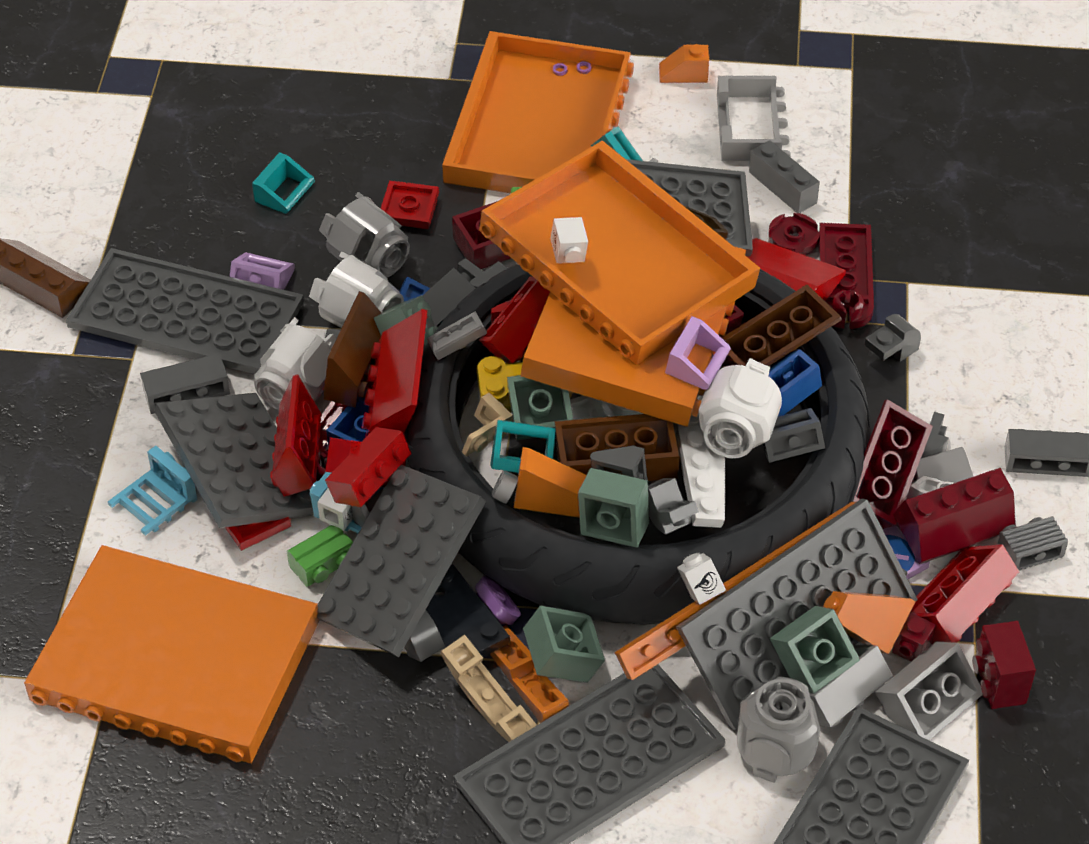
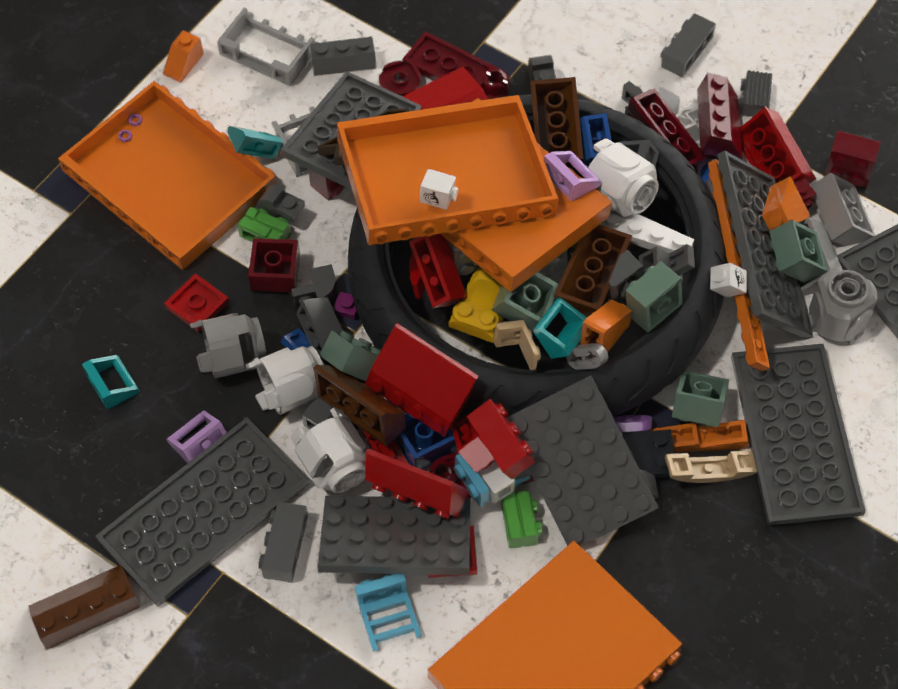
camera: 60 degrees left, 10 degrees up
(456, 335) = (421, 316): light grey plate -> none

